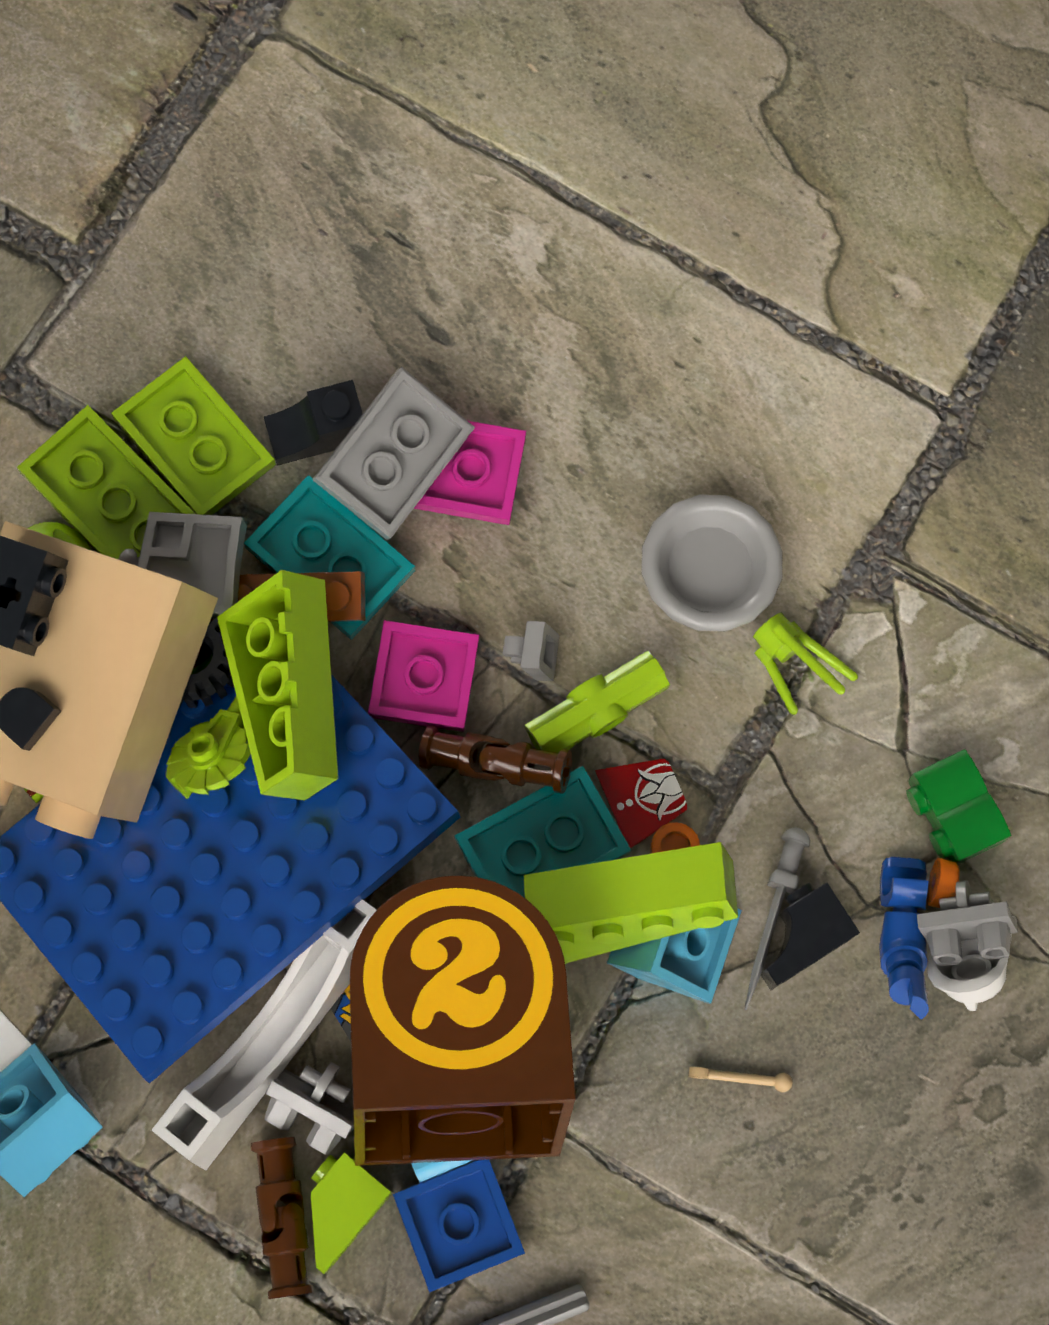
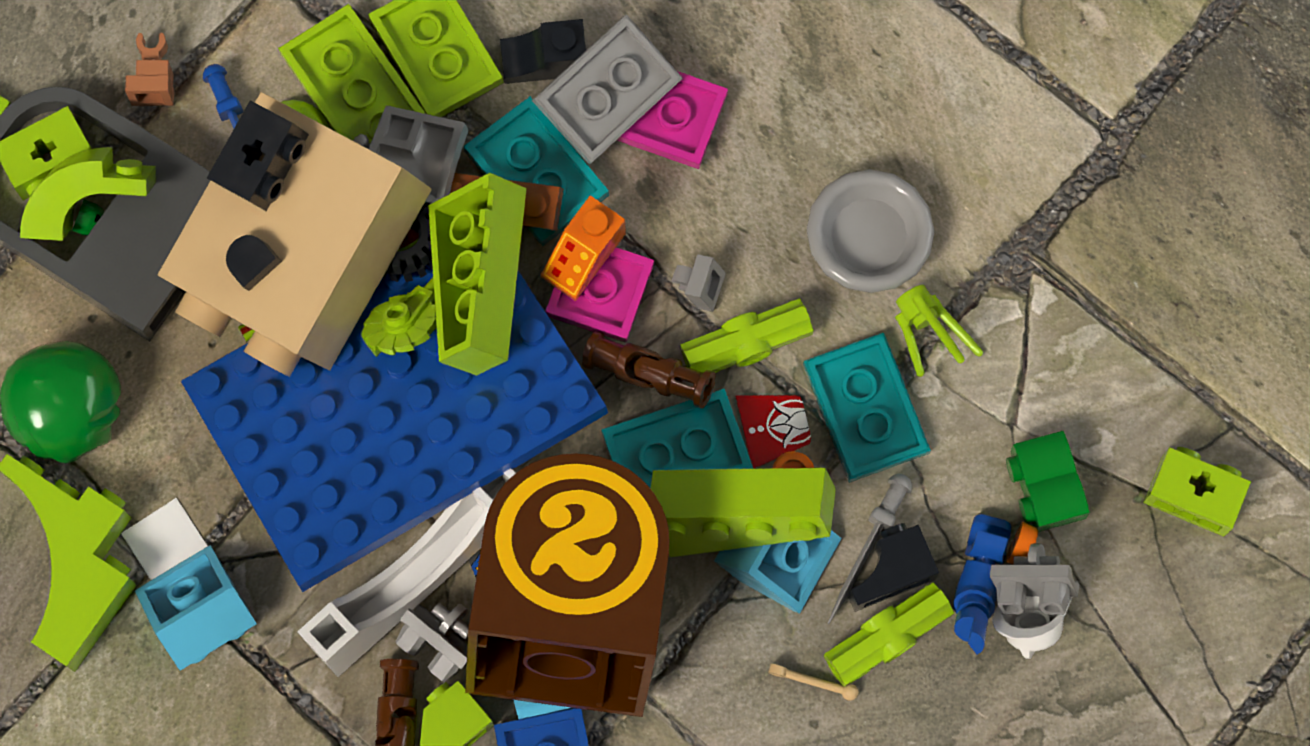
camera: 15 degrees right, 0 degrees up
(399, 635) = (584, 247): none -> orange slope
(742, 759) = (866, 407): none -> teal tile
(815, 1010) = (888, 634): none -> lime piece

